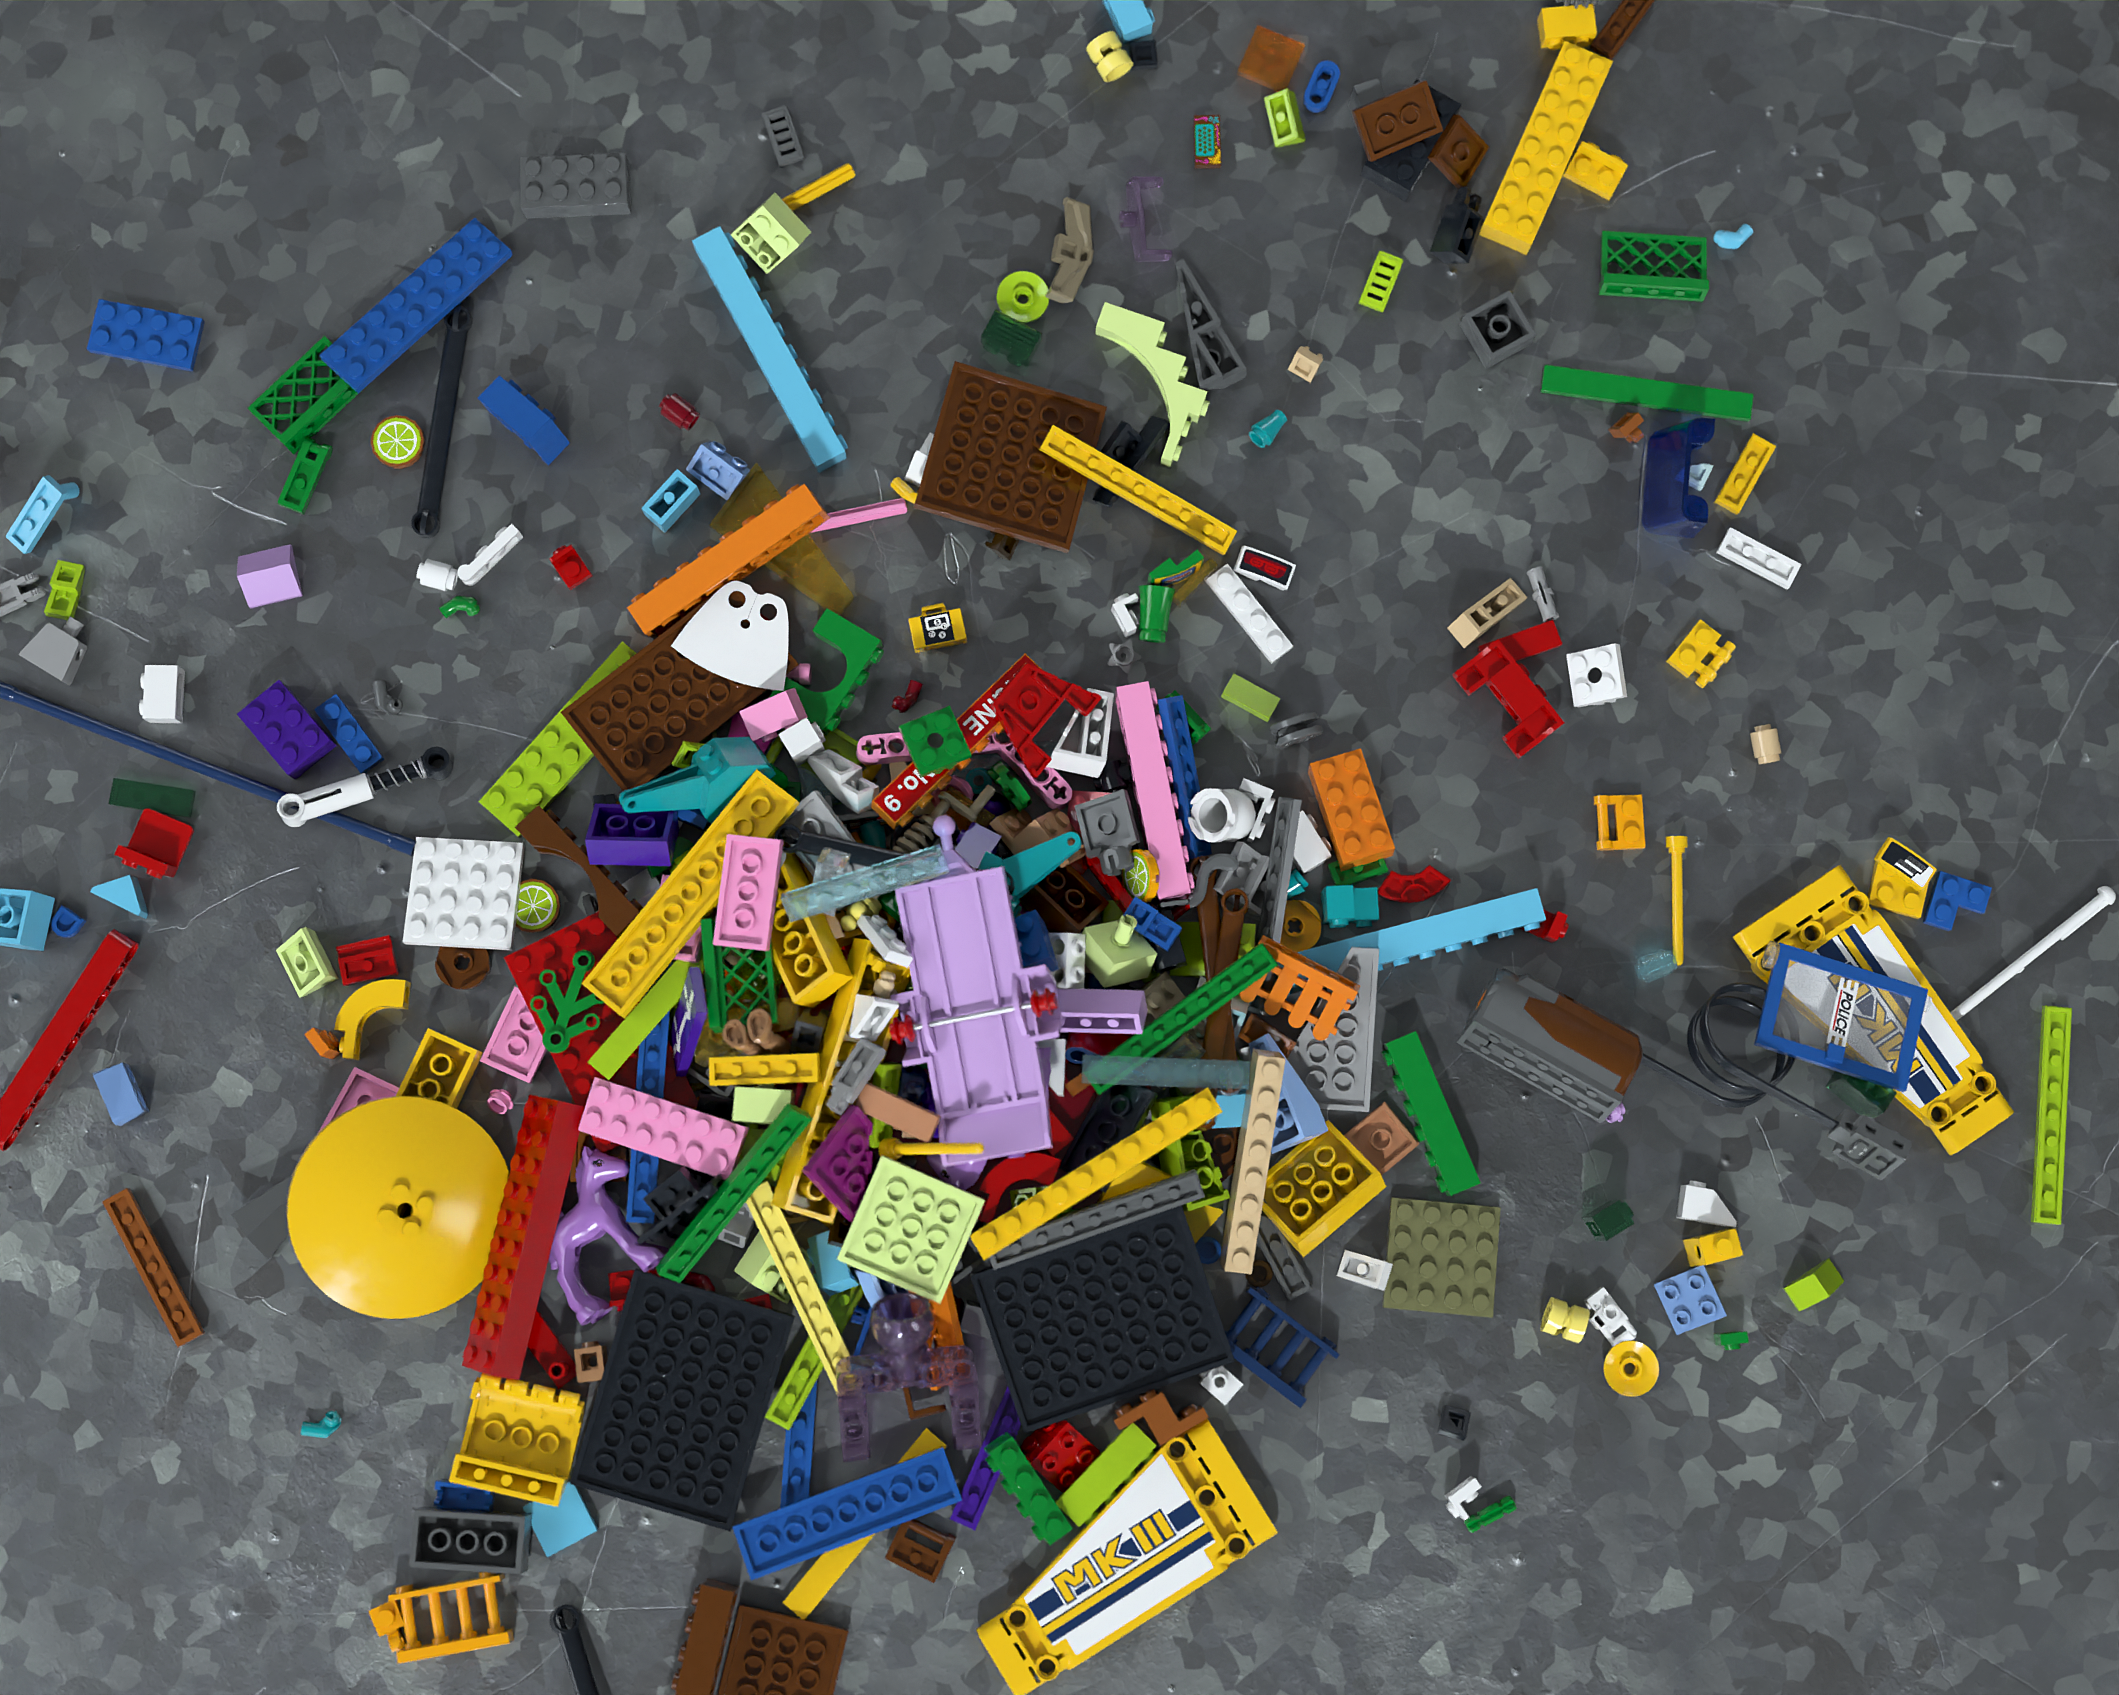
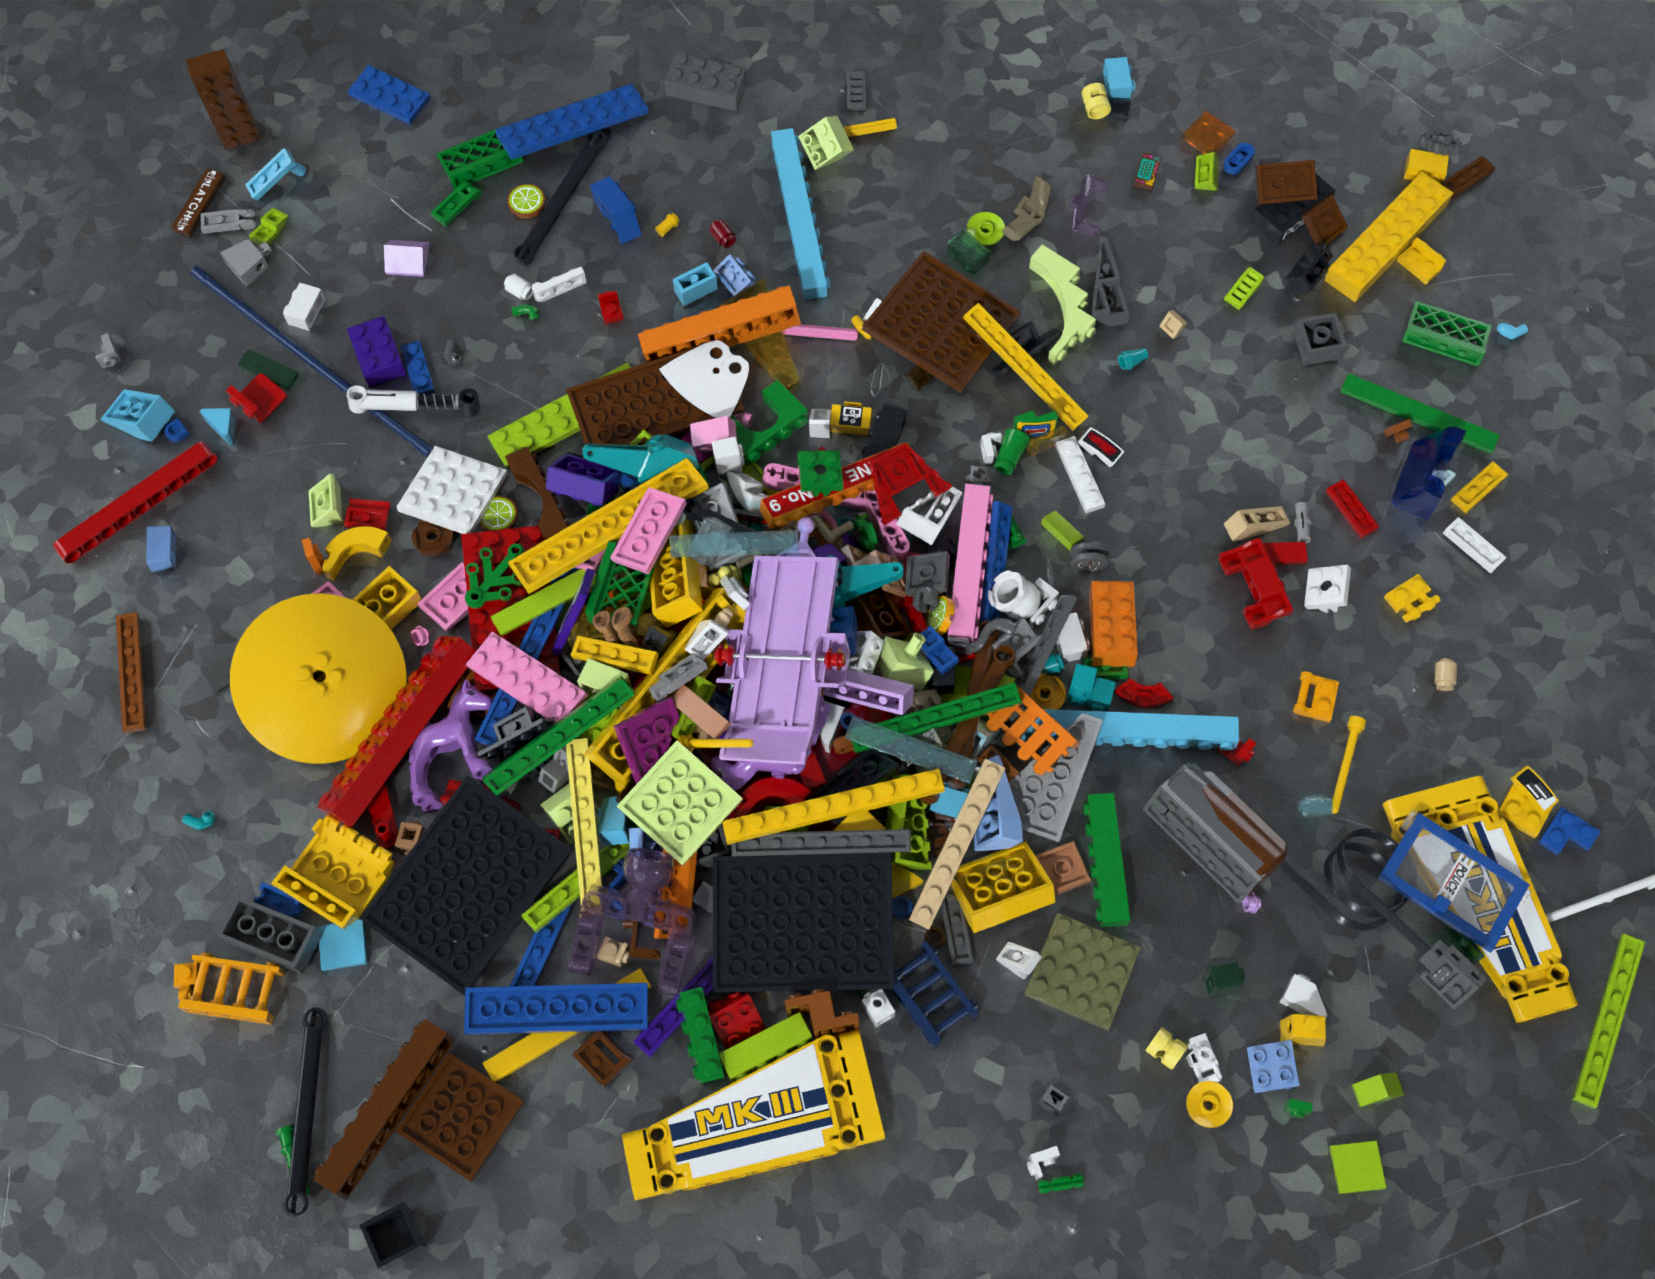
camera: 25 degrees right, 15 degrees down
(600, 419) = (666, 225): none -> yellow pin
(888, 1419) = (614, 952): none -> tan bracket
(899, 644) = (820, 423): none -> white slope
(988, 645) = (886, 431): none -> black brick
(1597, 553) = (1352, 508): none -> red tile
(1813, 1383) = (1357, 1167): none -> lime tile

